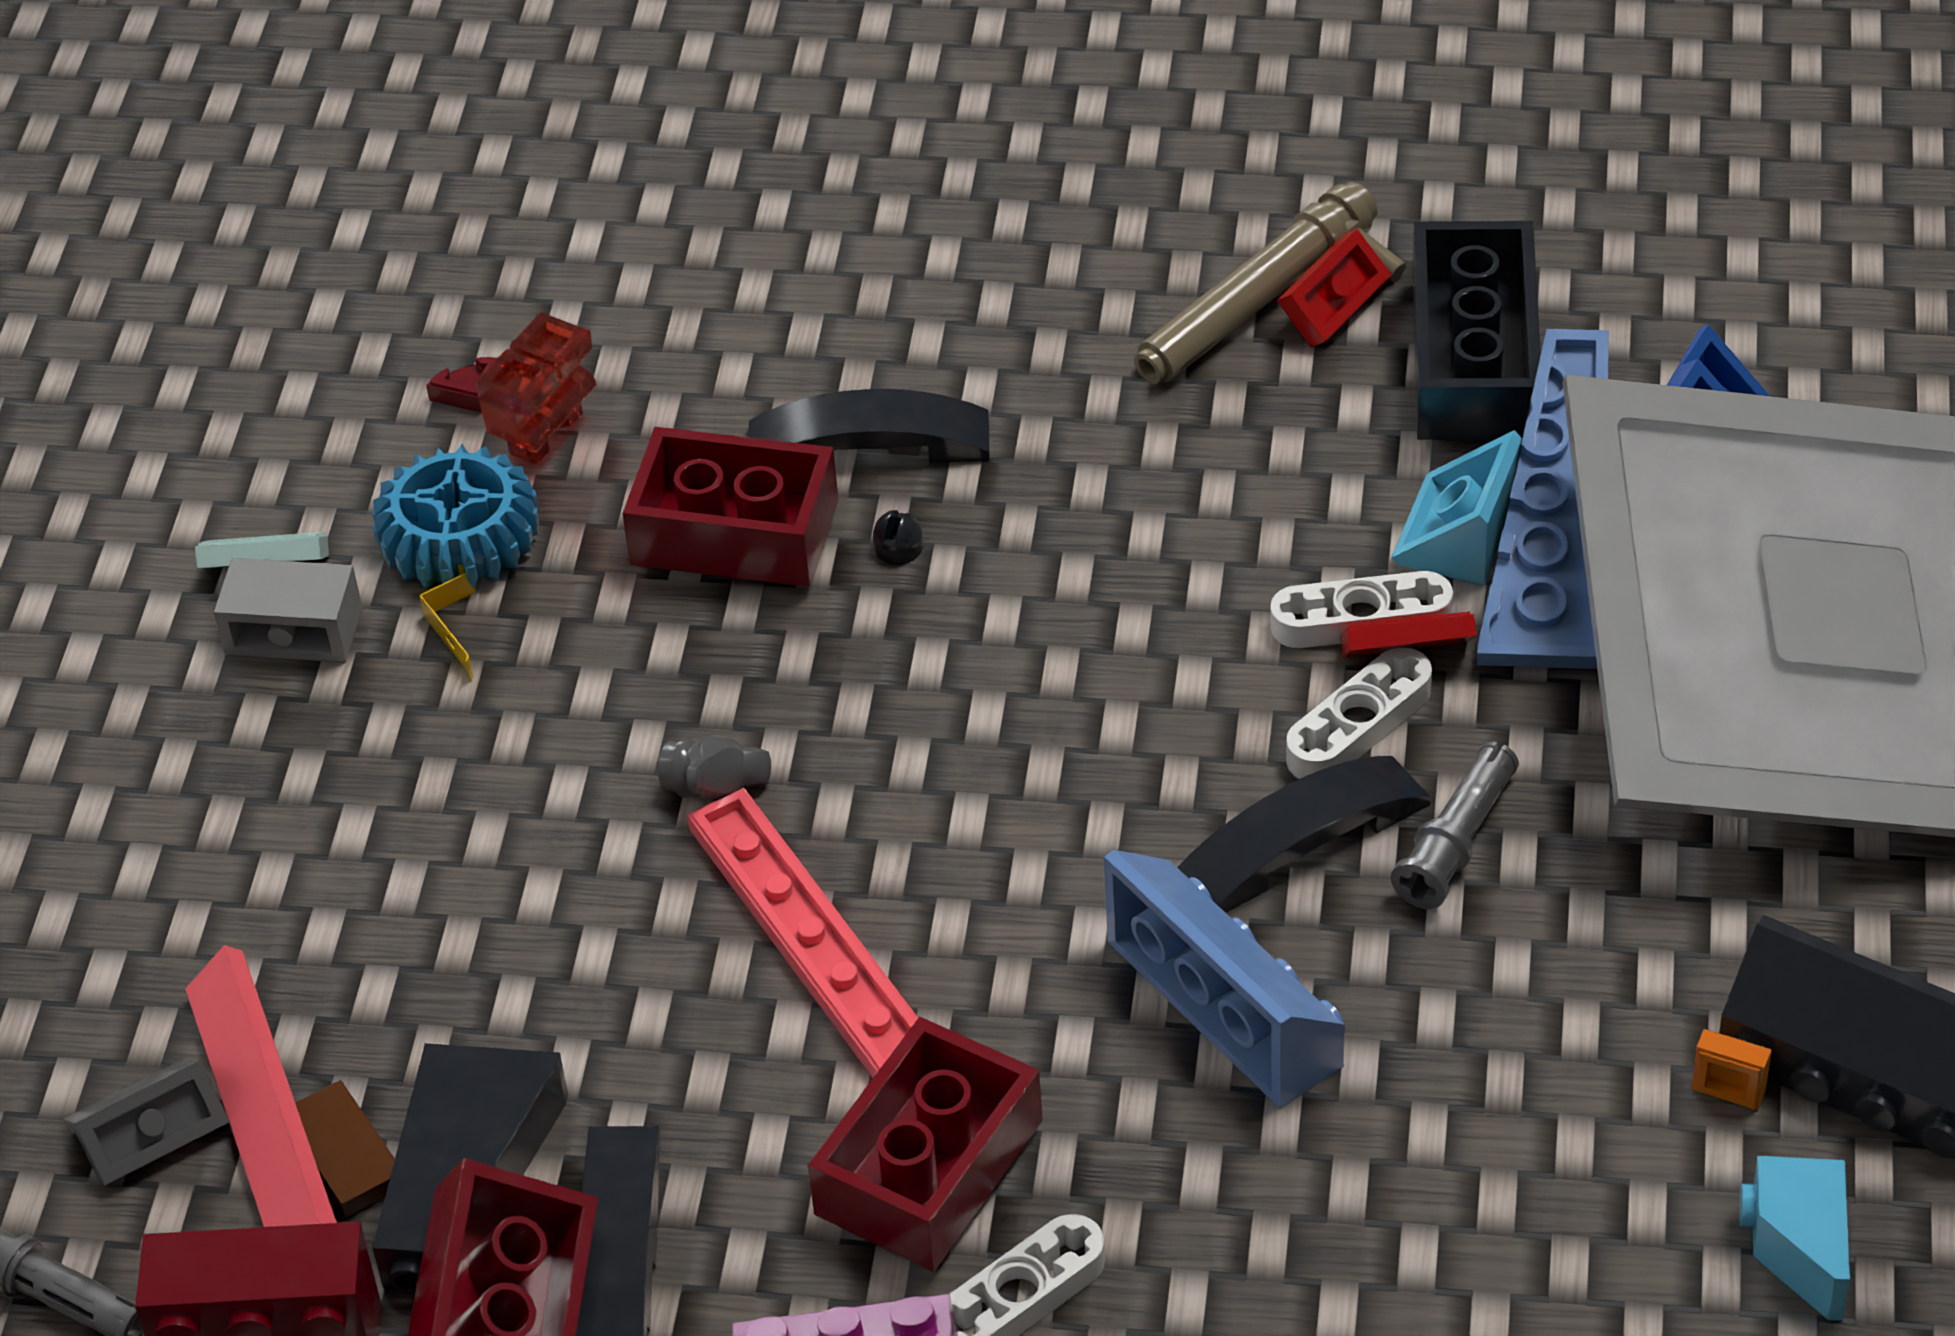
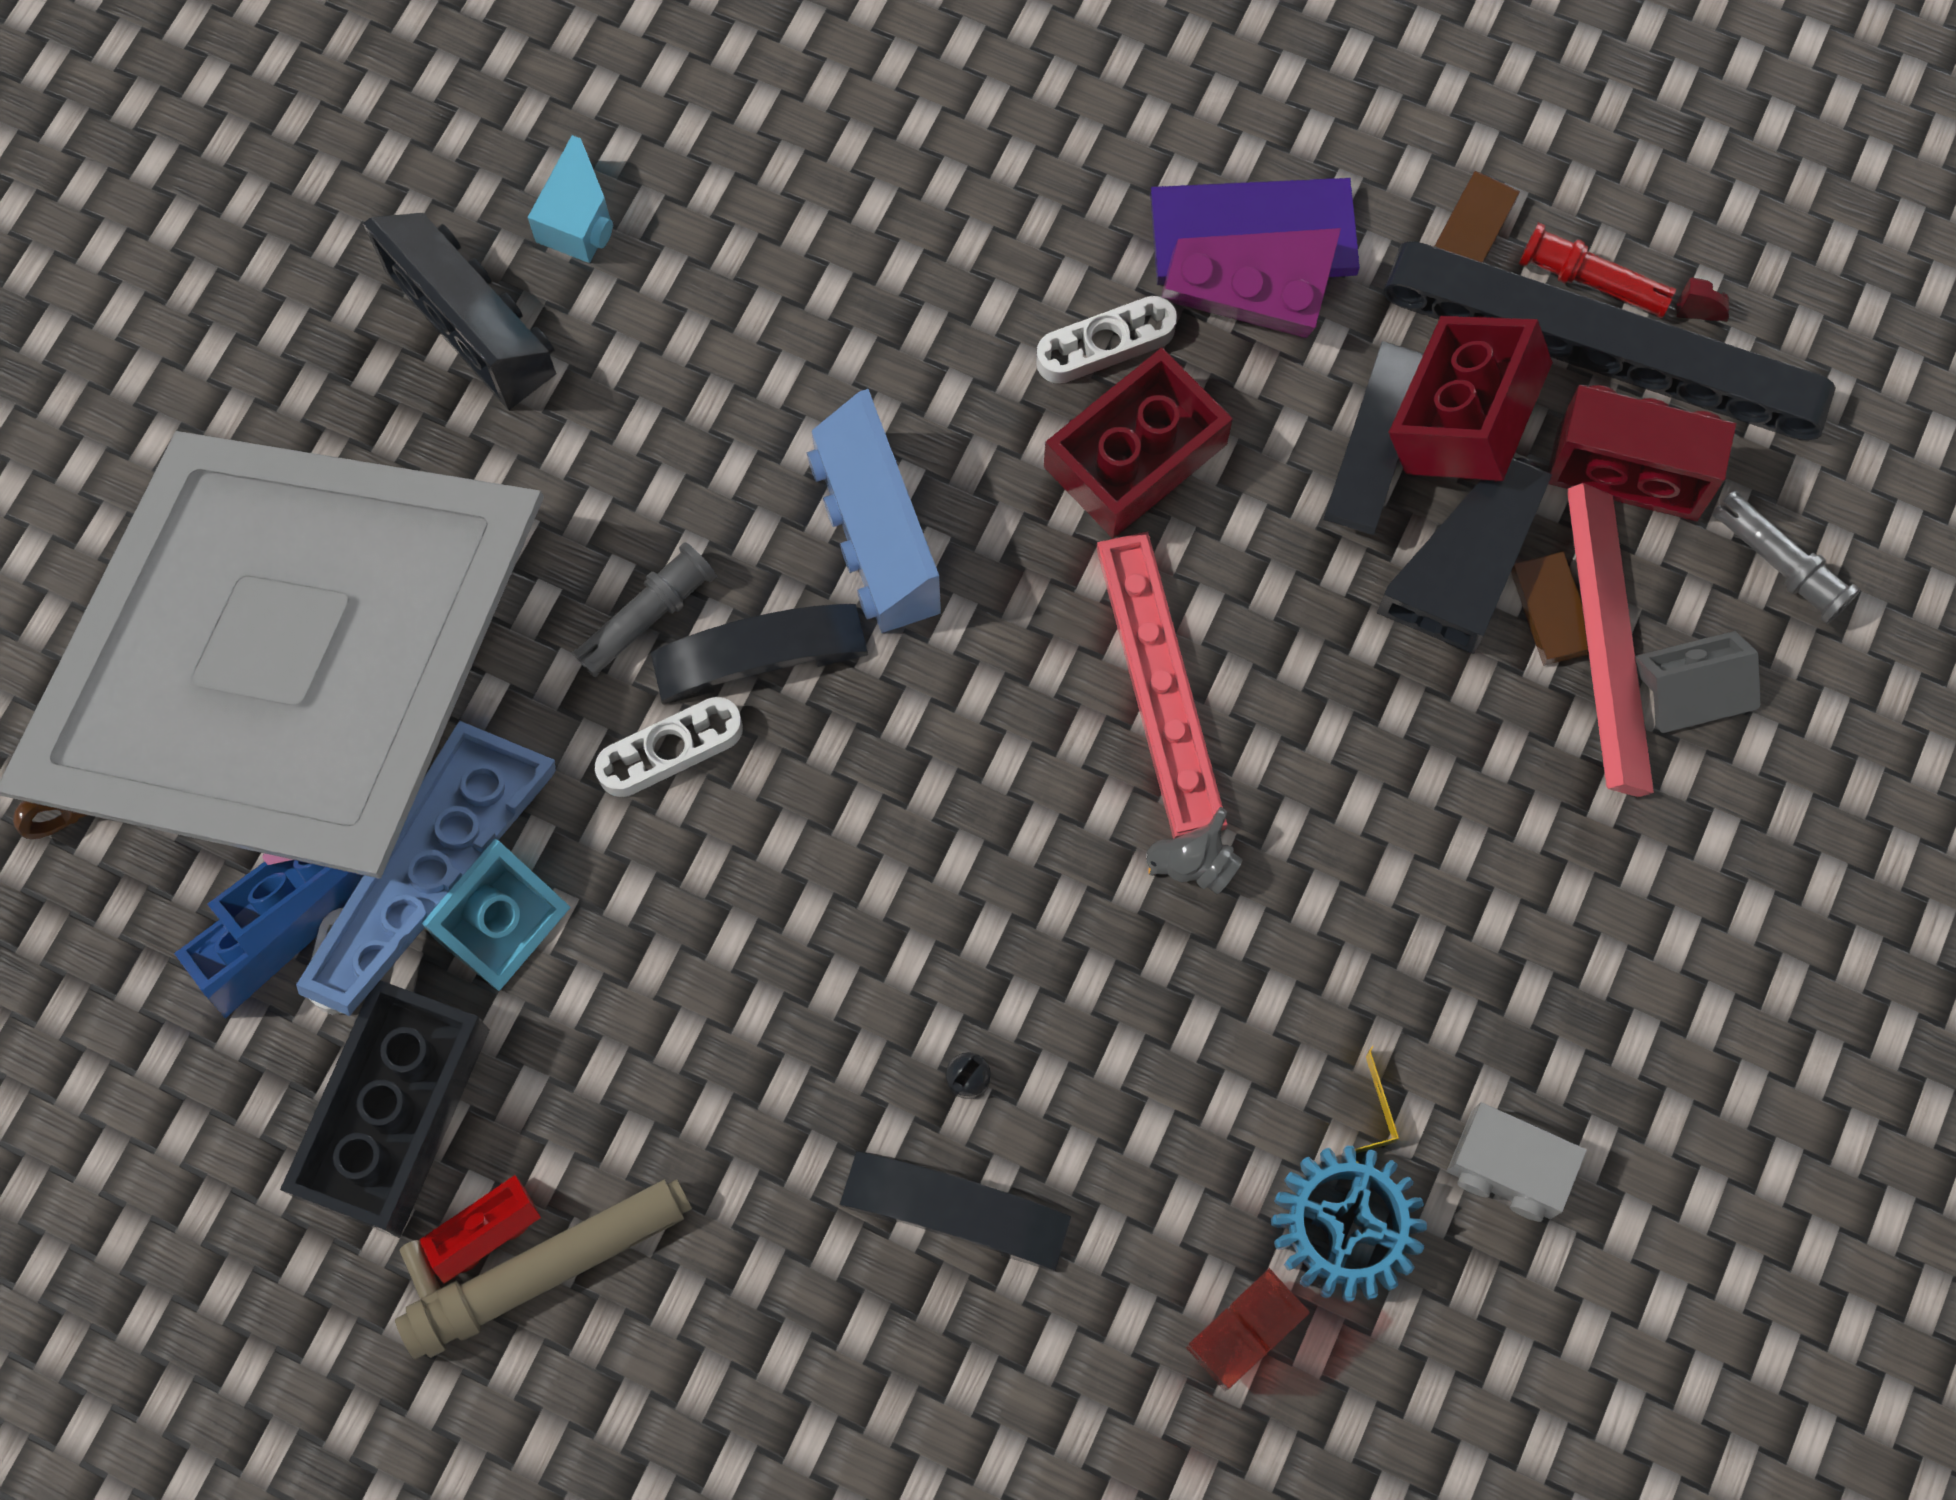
camera: 165 degrees left, 25 degrees up
(276, 547) = (1528, 1245): light aqua tile -> none
(459, 386) = (1299, 1419): dark red tile -> none
(731, 506) = (1106, 1127): dark red brick -> none
(1315, 599) = (578, 858): white beam -> none
(1408, 633) = (599, 797): red tile -> none
(1731, 1069) = (561, 334): orange tile -> none

